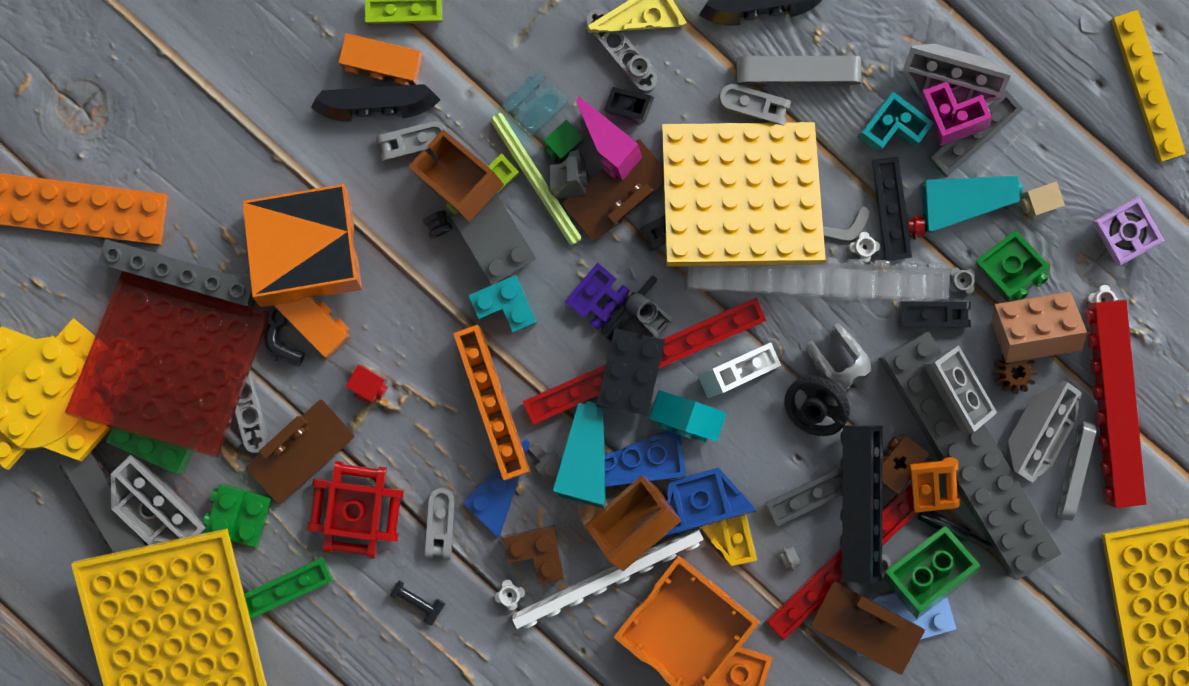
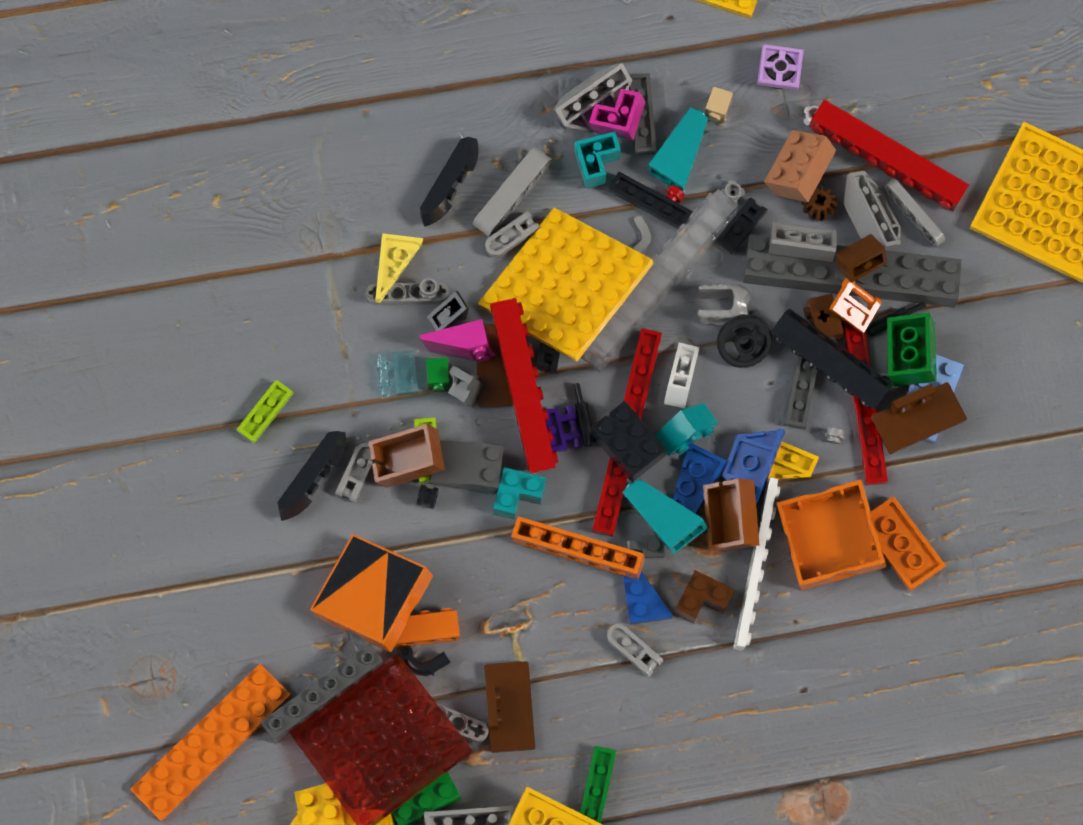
camera: 45 degrees left, 15 degrees down
(239, 512) = (516, 776): green plate -> none
(354, 510) = (579, 698): red brick -> none
(367, 384) = (499, 625): red brick -> none
(380, 60) = (286, 451): orange brick -> none
(431, 610) = (689, 700): black piece -> none
(510, 602) = (724, 641): white plate -> none
(535, 179) = (448, 411): yellowish green axle -> none
(605, 232) = (523, 386): none -> red brick
(651, 316) = (597, 404): dark grey piece -> none
(864, 239) = (657, 232): white plate -> none
(985, 460) = (861, 258): none -> reddish brown brick
(1014, 267) = (749, 153): green plate -> none

